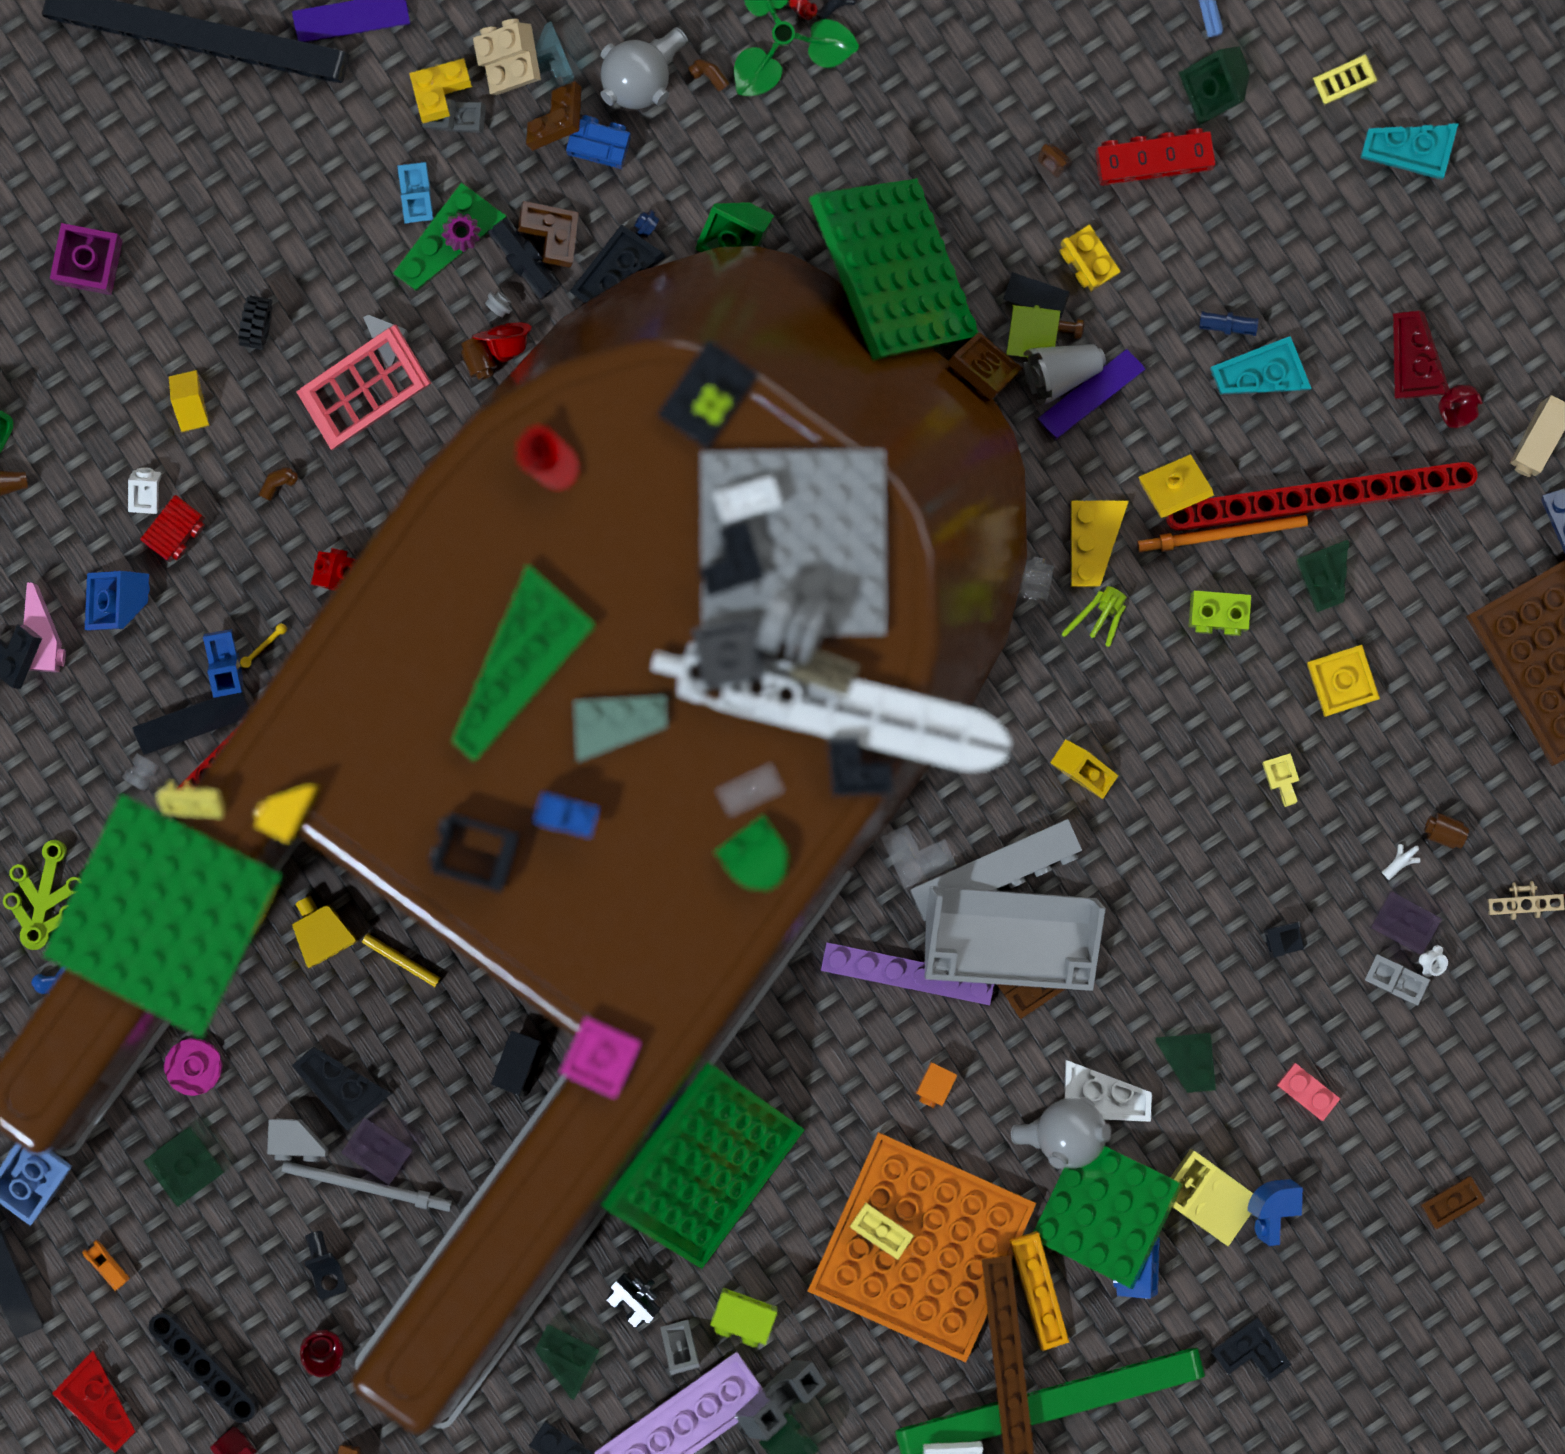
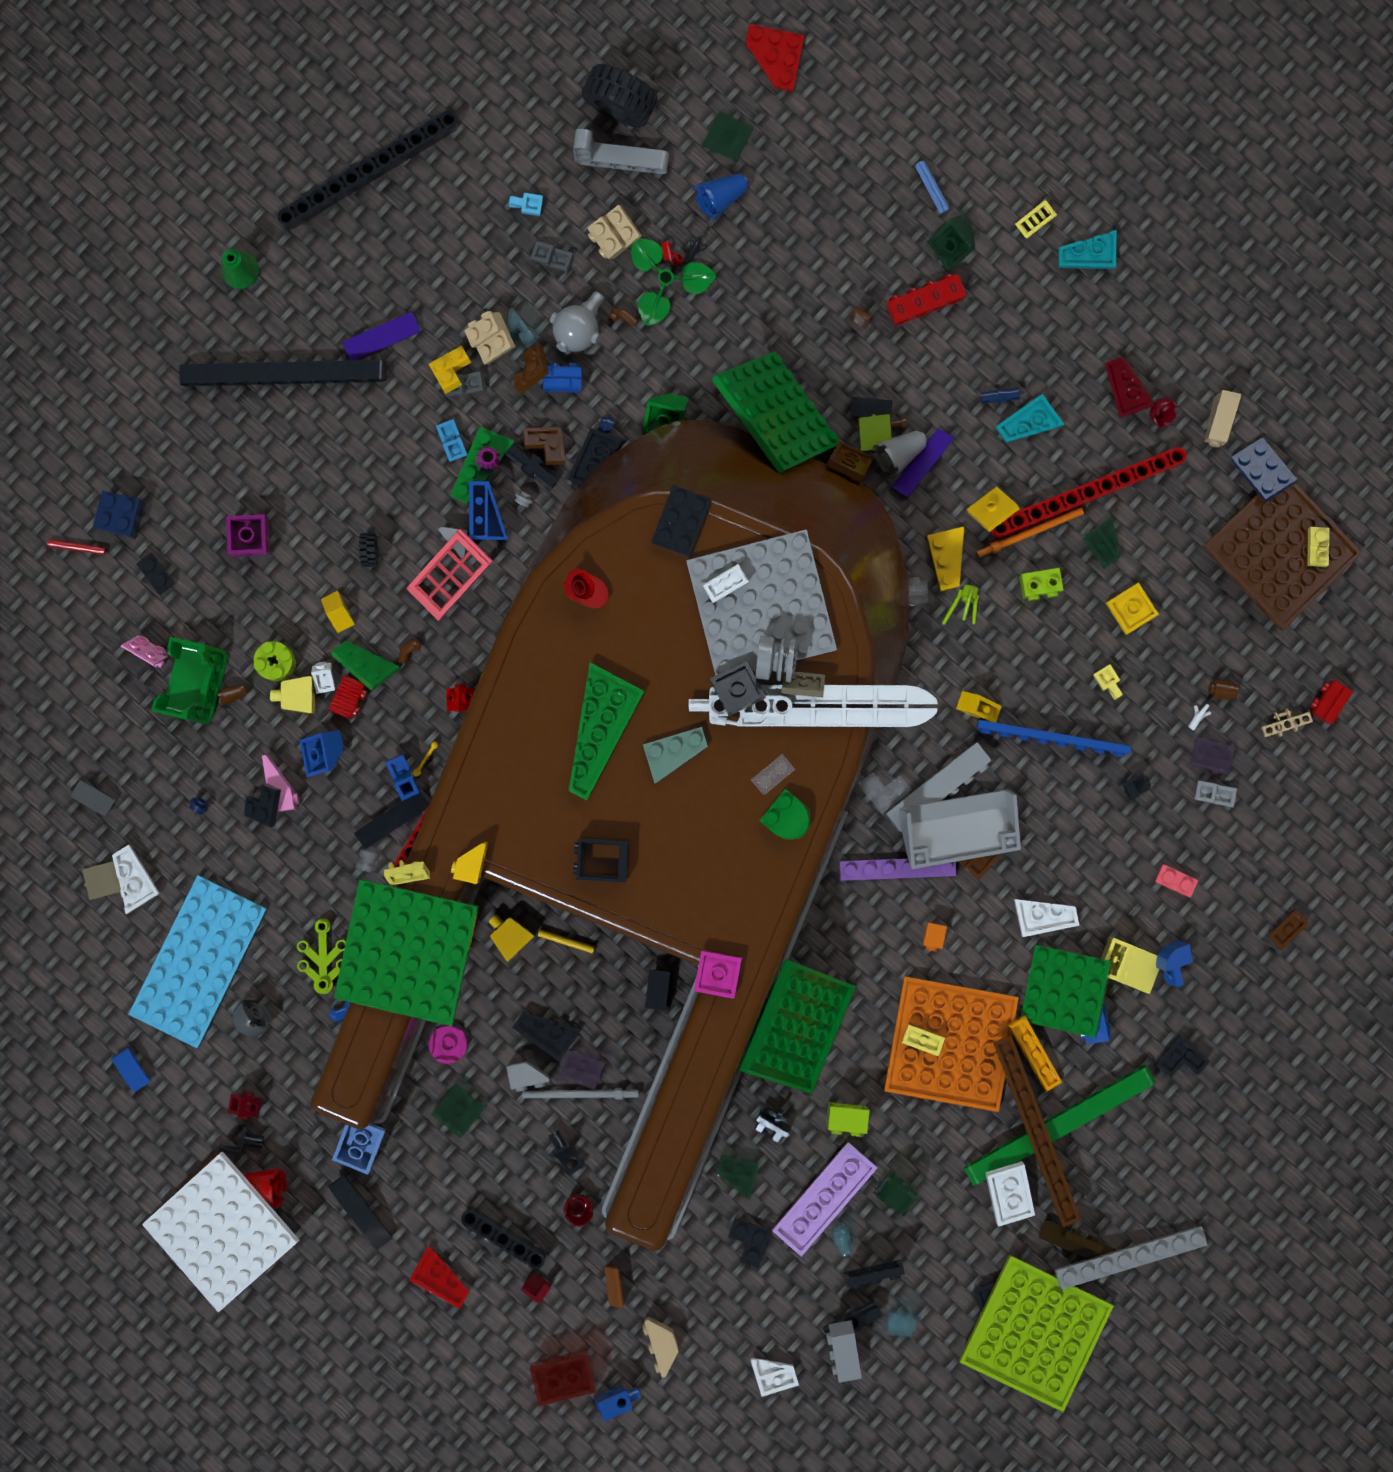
camera: 10 degrees left, 0 degrees up
(65, 458) = (278, 651): none -> lime brick
(98, 507) = (296, 695): none -> light yellow torso
(109, 1269) = (426, 1190): orange bar -> none
(208, 488) = (364, 665): none -> green wing
(435, 310) = (483, 513): none -> blue wedge
(478, 359) = (519, 537): reddish brown brick -> none
(506, 340) = (534, 521): red piece -> none
(565, 814) = (656, 820): blue brick -> none
(680, 1347) = (810, 1148): light grey slope -> none
(703, 407) = (691, 527): lime plate -> none
(742, 562) = (731, 627): black plate -> none
(793, 1385) = (876, 1178): dark grey arch -> none
(851, 775) = (839, 748): black plate -> none
(1067, 1133) = (1028, 946): light grey piece -> none
(1089, 258) = (899, 375): yellow bracket -> none
(1190, 1059) = (1095, 879): clear green wing -> none
(1192, 846) = (1044, 737): none -> blue plate
(1433, 962) = (1236, 776): white plate -> none

